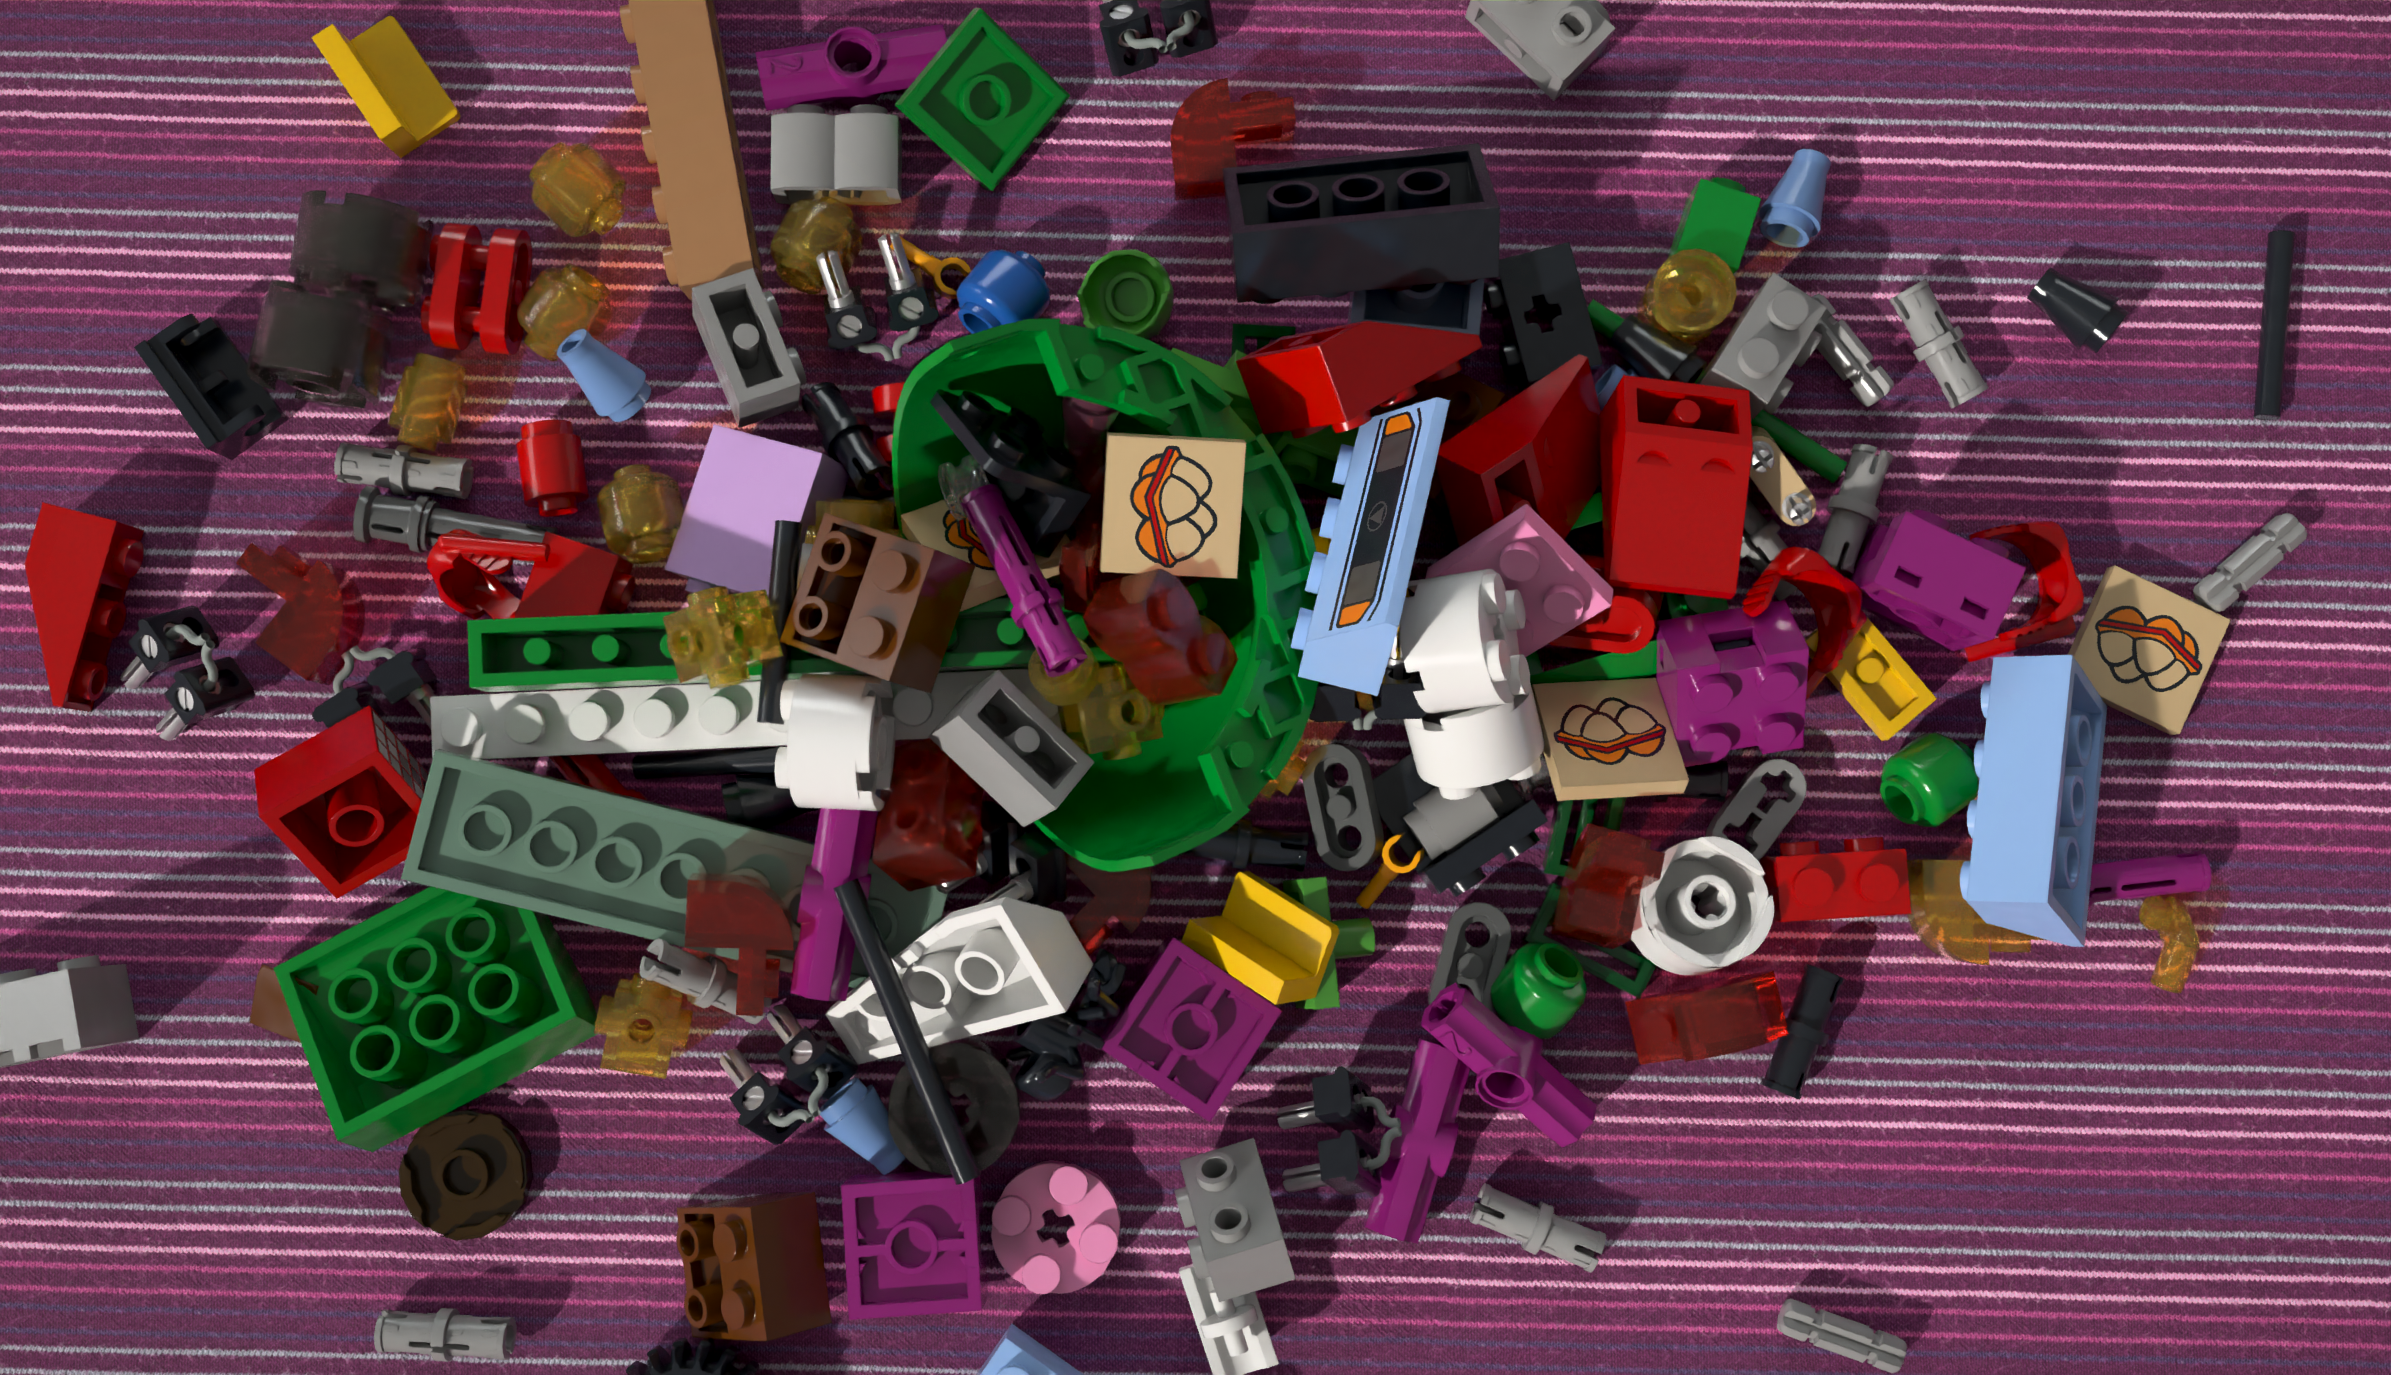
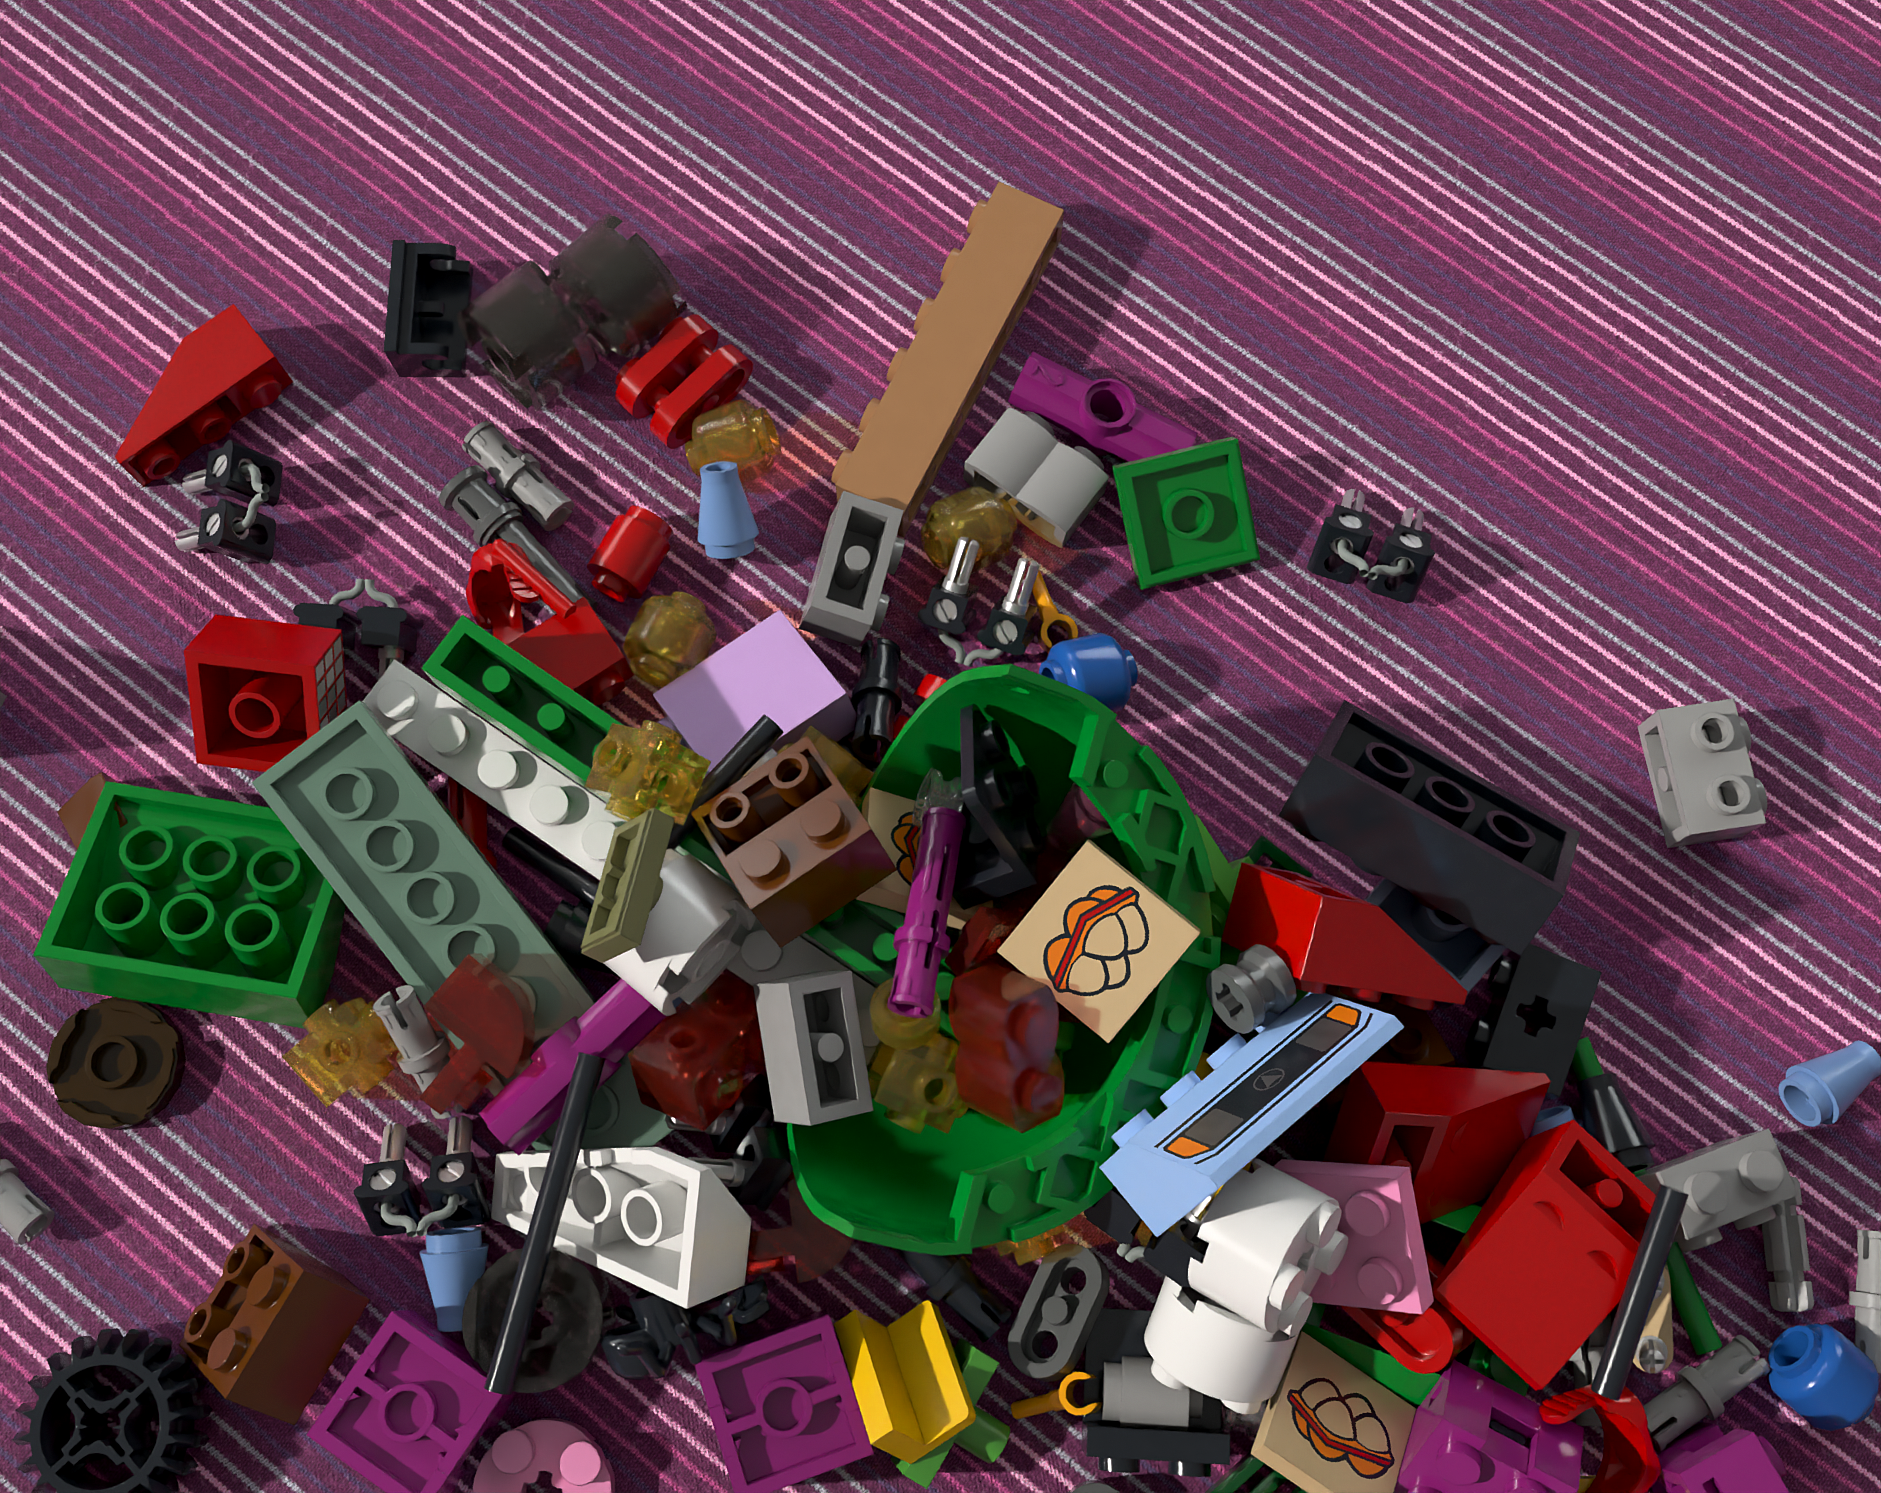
camera: 40 degrees right, 10 degrees down
(319, 616) = (365, 537): clear red brick -> none
(389, 84) = (736, 187): yellow panel -> none
(428, 402) = (577, 437): clear yellow brick -> none
(578, 189) = (816, 359): clear yellow head -> none
(778, 733) = (628, 886): none -> olive plate
(1127, 293) = (1193, 746): bright green hair -> none
(1211, 127) = (1359, 664): clear red brick -> none
(1314, 456) = (1251, 988): none -> dark grey wheel
(1678, 306) = (1663, 1102): clear yellow wheel -> none
(1717, 220) = (1737, 1054): green brick -> none
(1757, 469) = (1639, 1292): none -> black bar
(1933, 430) = (1823, 1376): none -> blue head

